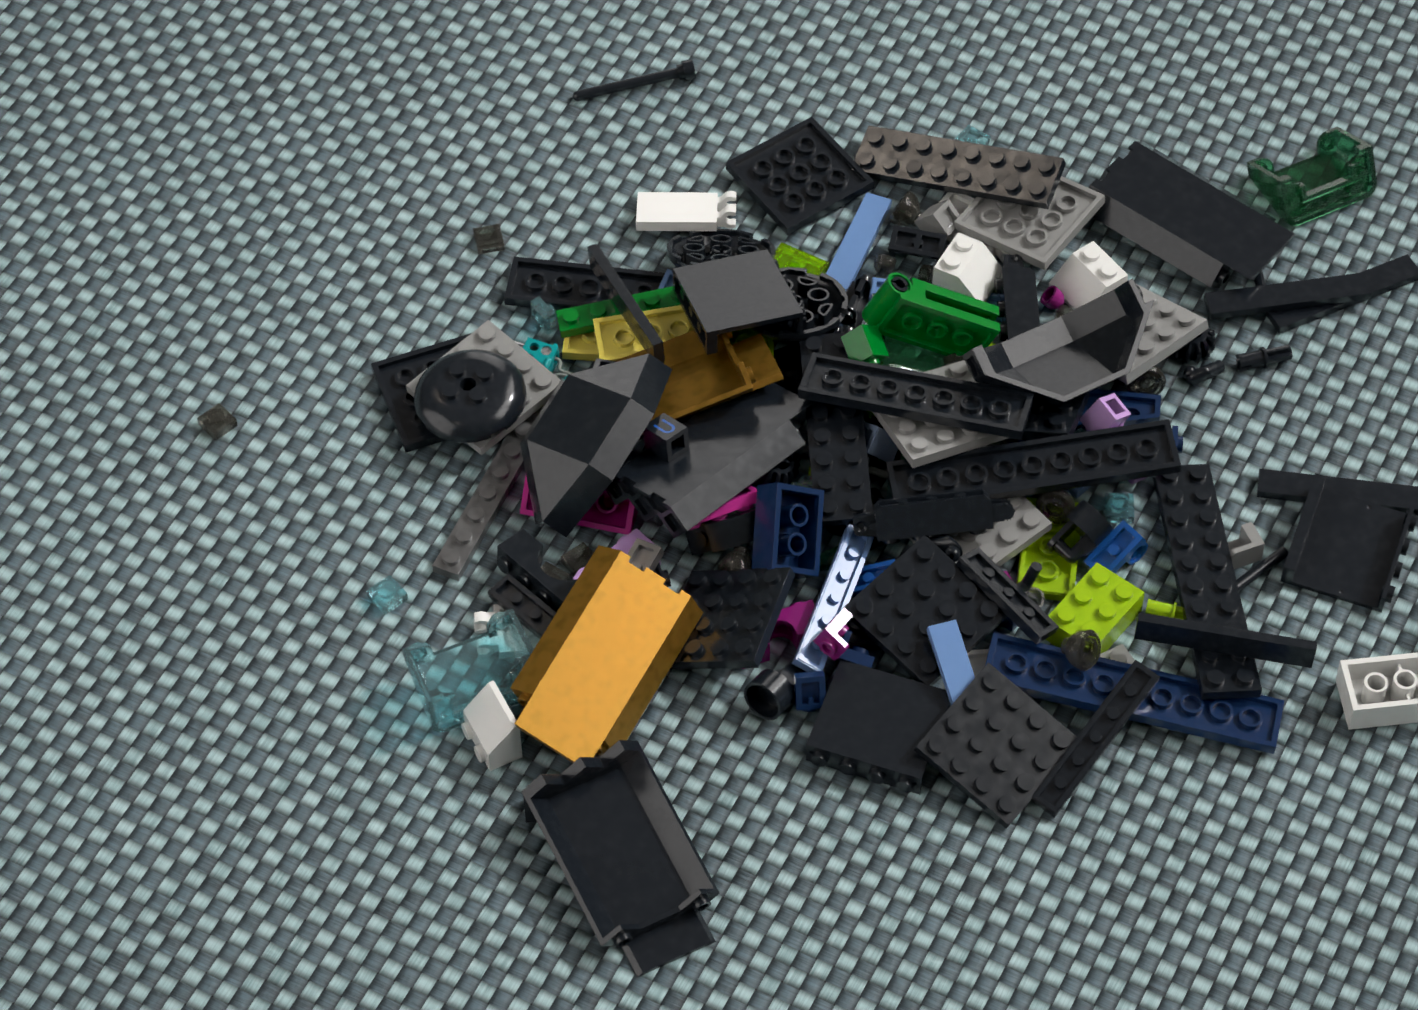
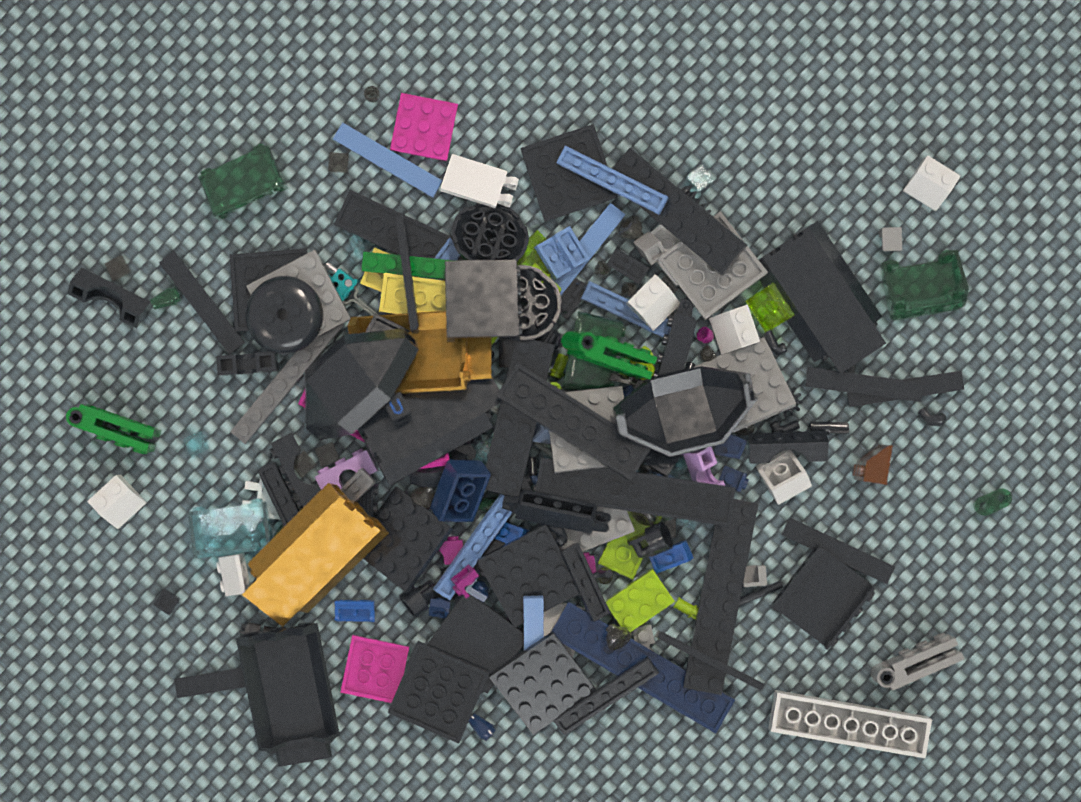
camera: 15 degrees right, 35 degrees up
(228, 448) = (89, 286): none -> black arch
(263, 590) = (92, 418): none -> green hinge
(290, 687) = (117, 501): none -> white slope
(296, 434) = (166, 298): none -> clear green cone
(348, 431) = (201, 302): none -> black tile
(361, 279) = (242, 181): none -> clear green windscreen
(400, 796) = (166, 601): none -> black plate
(454, 471) = (247, 363): none -> black arch
(502, 886) = (209, 682): none -> black tile
(510, 156) = (371, 91): none -> clear smoke hinge
(554, 220) = (387, 160): none -> medium blue tile
(590, 176) = (424, 127): none -> dark pink plate
(682, 71) = (517, 49): black piece -> none
(686, 734) = (355, 610): none -> blue hinge
(742, 802) = (374, 668): none -> dark pink plate
(824, 253) = (562, 253): none -> medium blue slope
(848, 791) = (438, 692): none -> black plate
(860, 155) = (612, 180): none -> medium blue tile
(865, 344) = (555, 366): green brick -> none
(930, 835) = (482, 727): none -> dark blue cone
(1126, 240) = (769, 307): none -> clear neon green plate
(1140, 279) = (772, 343): none -> black arm
(1187, 393) = (765, 446): none -> black arch
(1231, 423) = (784, 476): none -> white slope
(1247, 137) = (891, 238): none -> light grey panel
(1271, 74) = (931, 183): none -> white slope
(1344, 367) = (874, 465): none -> reddish brown slope
(1396, 316) = (932, 419): none -> black arm

